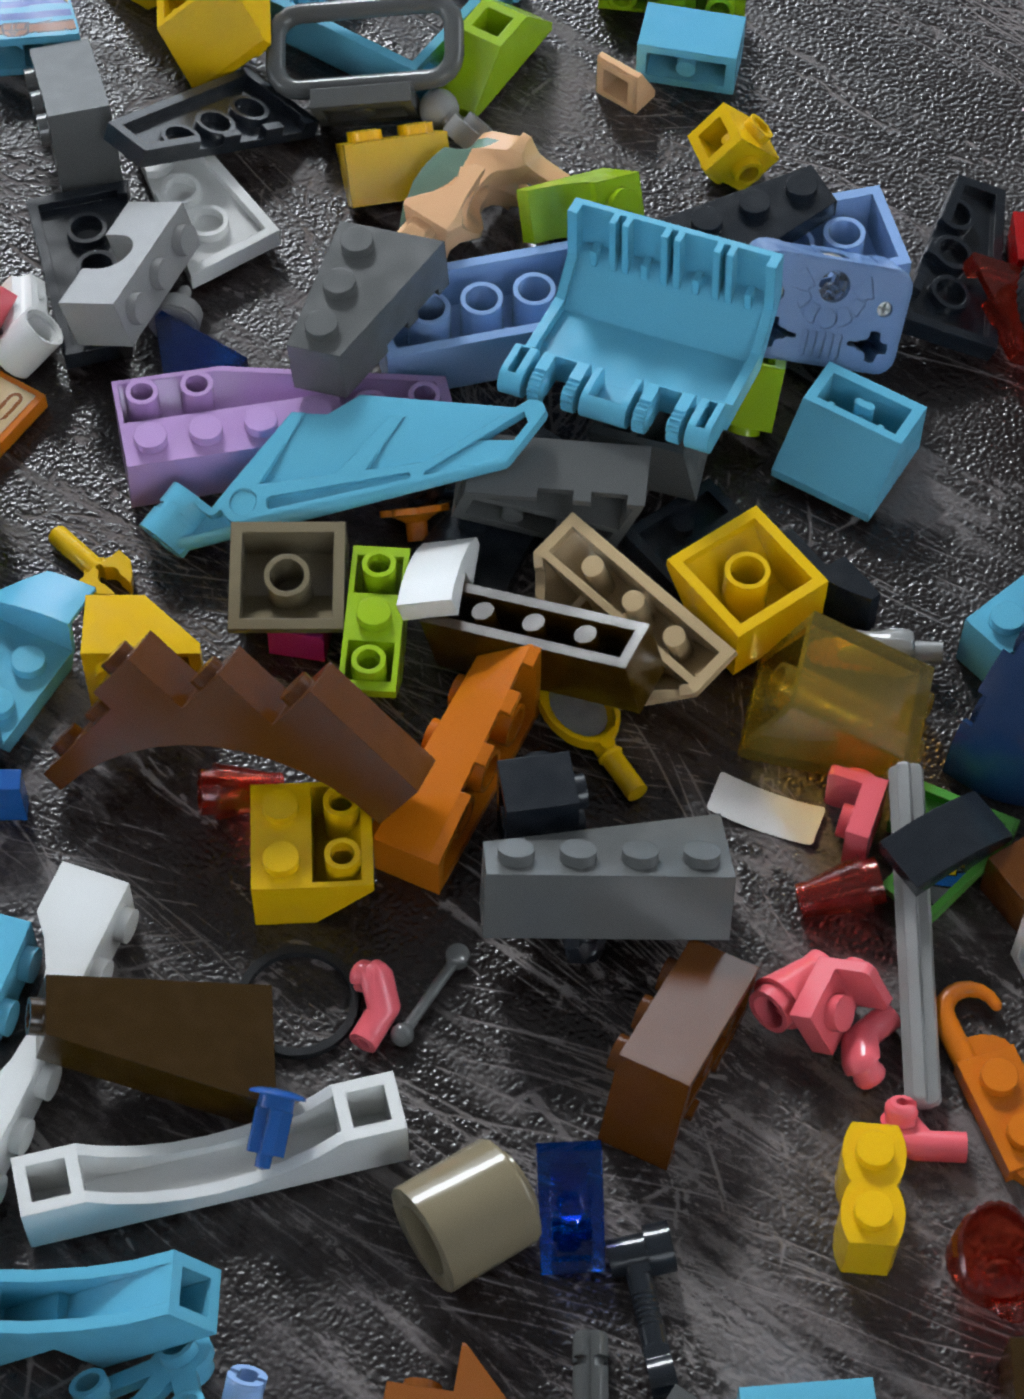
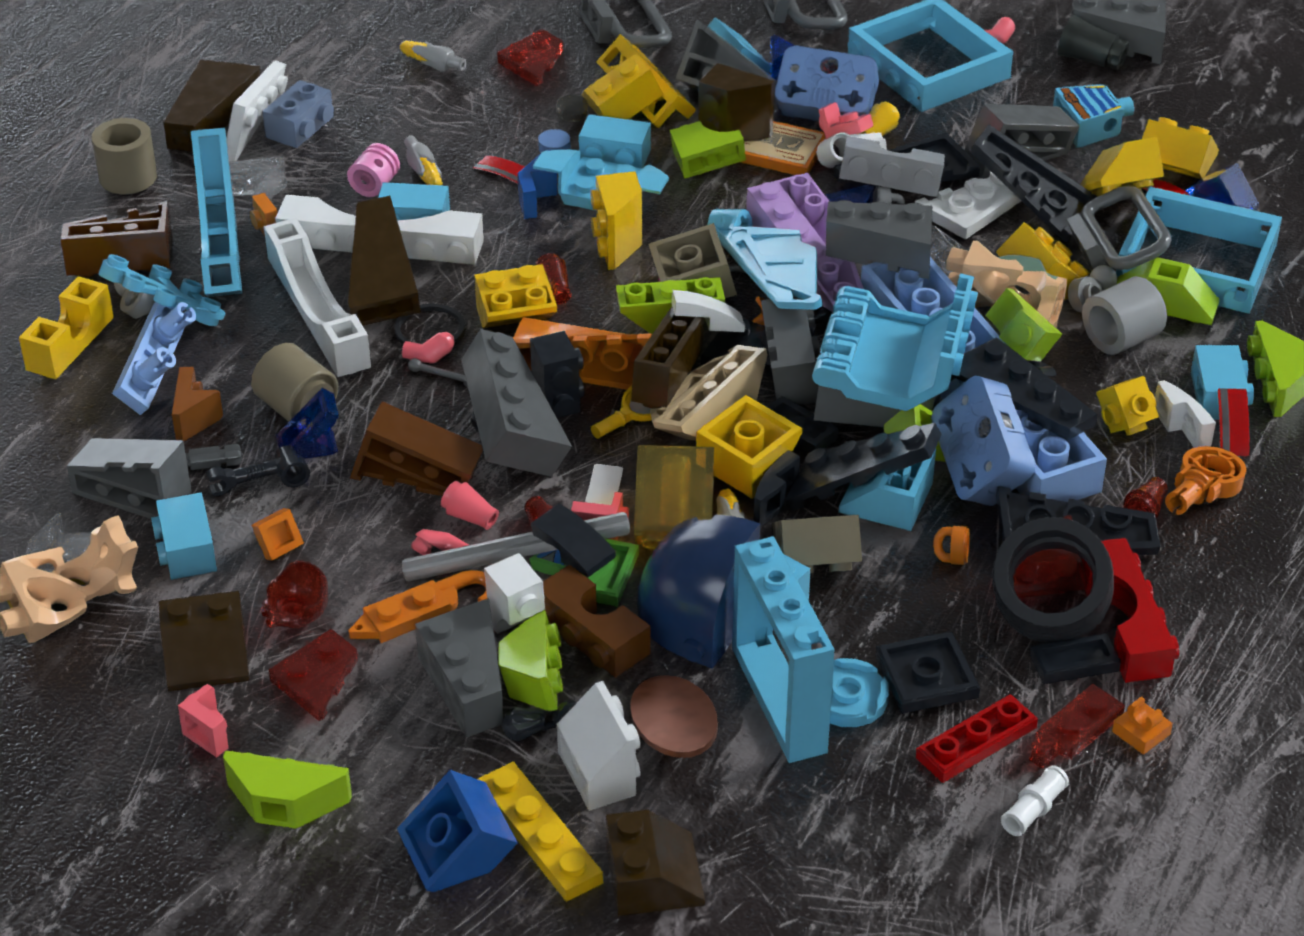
camera: 80 degrees right, 15 degrees down
(115, 567) = (693, 212): yellow bar -> none
(235, 704) = (567, 243): reddish brown arch -> none
(271, 1124) = (334, 301): blue piece -> none
(549, 99) = (1124, 315): none -> light grey piece
(622, 84) = (1175, 358): light nougat slope -> none
(763, 93) = (1184, 413): none -> white slope
(777, 52) = (1234, 421): none -> red sticker
(826, 1284) = (277, 534): none -> orange tile
(830, 448) = (861, 461): none -> black wing
(831, 998) = (459, 516): coral bracket -> none
(869, 1198) = (333, 542): yellow brick -> none
(883, 125) = (1196, 482): none -> orange pin
(910, 183) = (1147, 496): none -> clear red cone
(920, 1141) = (382, 569): coral arm -> none
(941, 551) = (821, 541): none -> dark tan slope
(971, 399) = (959, 544): none -> orange tile

